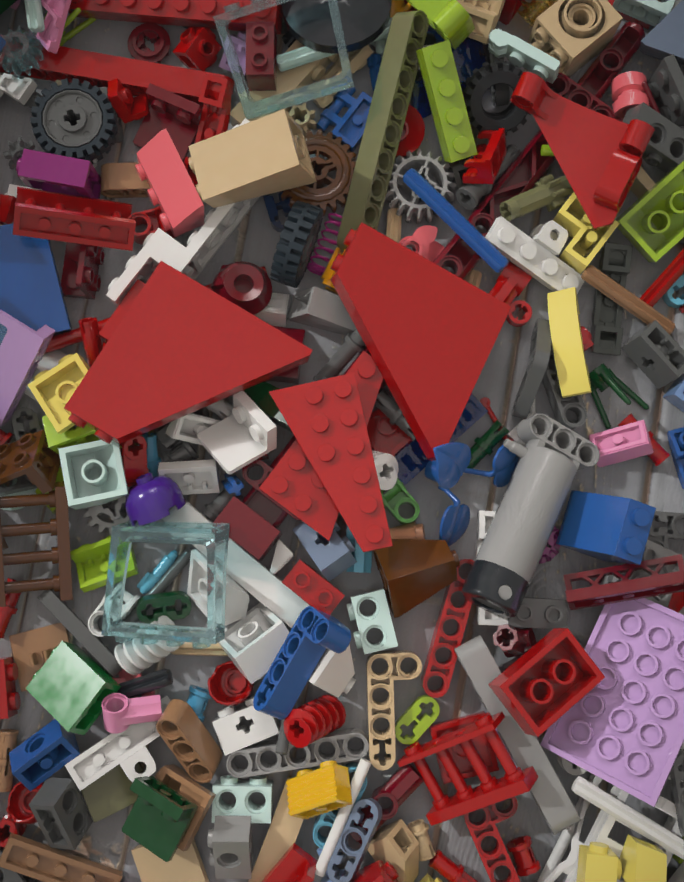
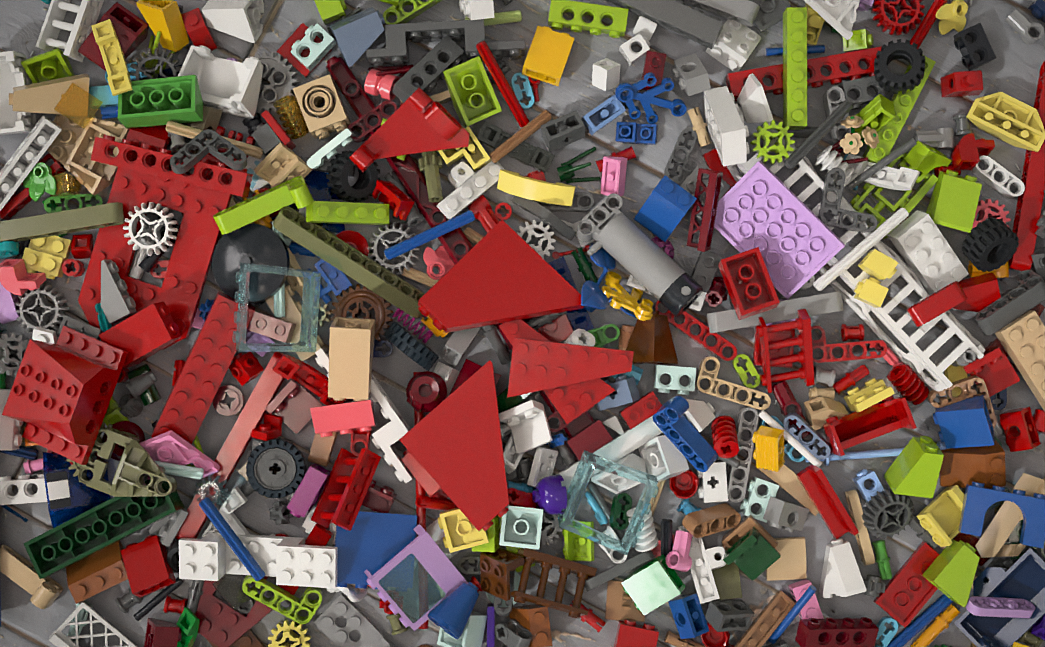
camera: 70 degrees left, 5 degrees up
(448, 837) = (824, 376): none -> light grey bush
(460, 507) = (642, 310): none -> yellow plant
(502, 374) = (545, 236): none -> white gear

